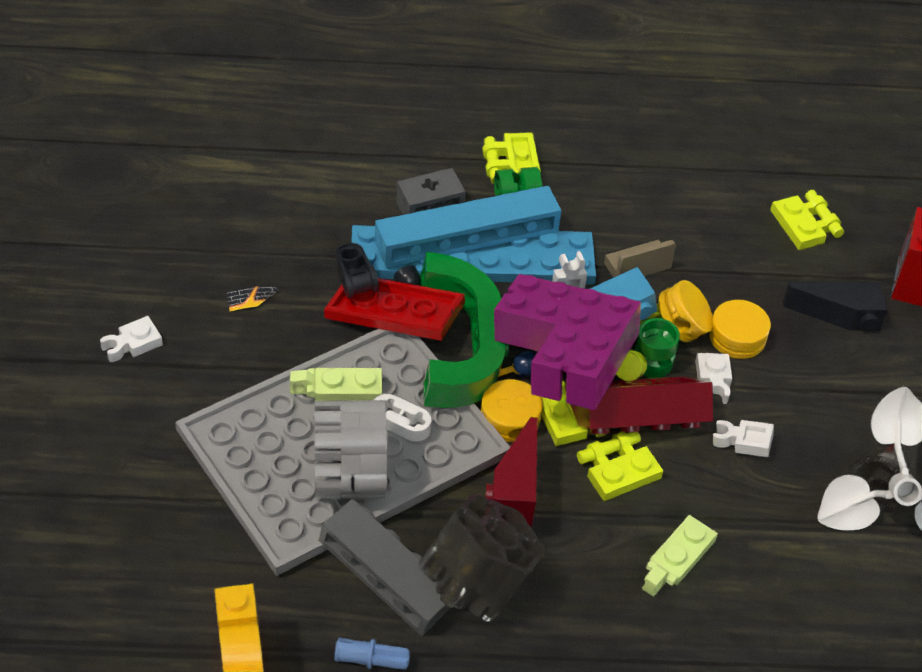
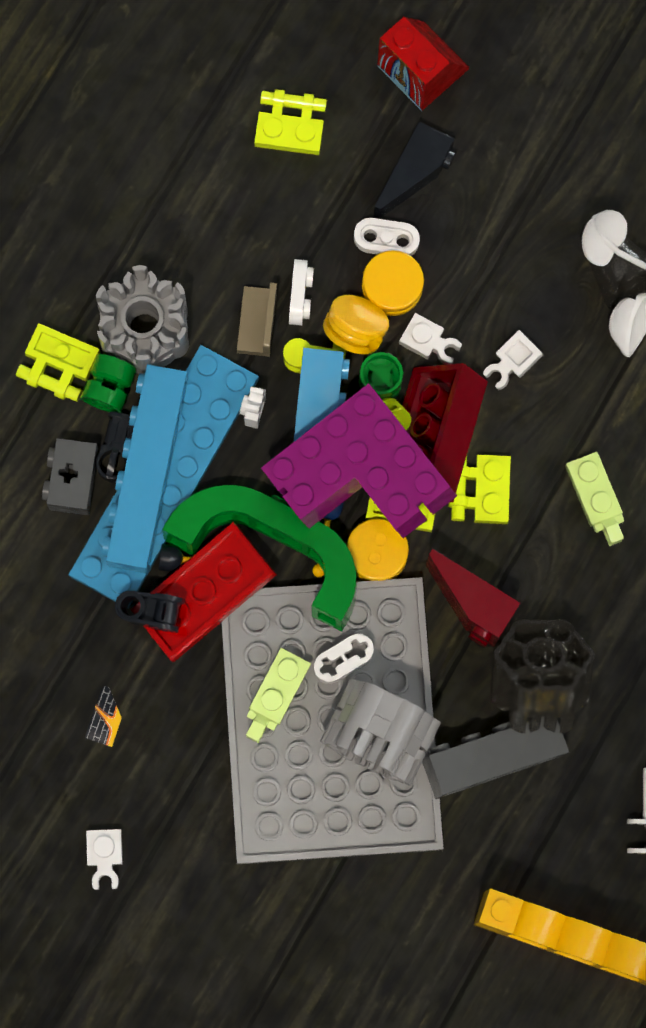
camera: 60 degrees left, 30 degrees up
(371, 654) = (563, 809): medium blue axle -> none
(583, 181) = (138, 296): none -> light grey piece
(690, 268) = (299, 305): none -> white plate
(776, 307) = (386, 234): none -> white plate

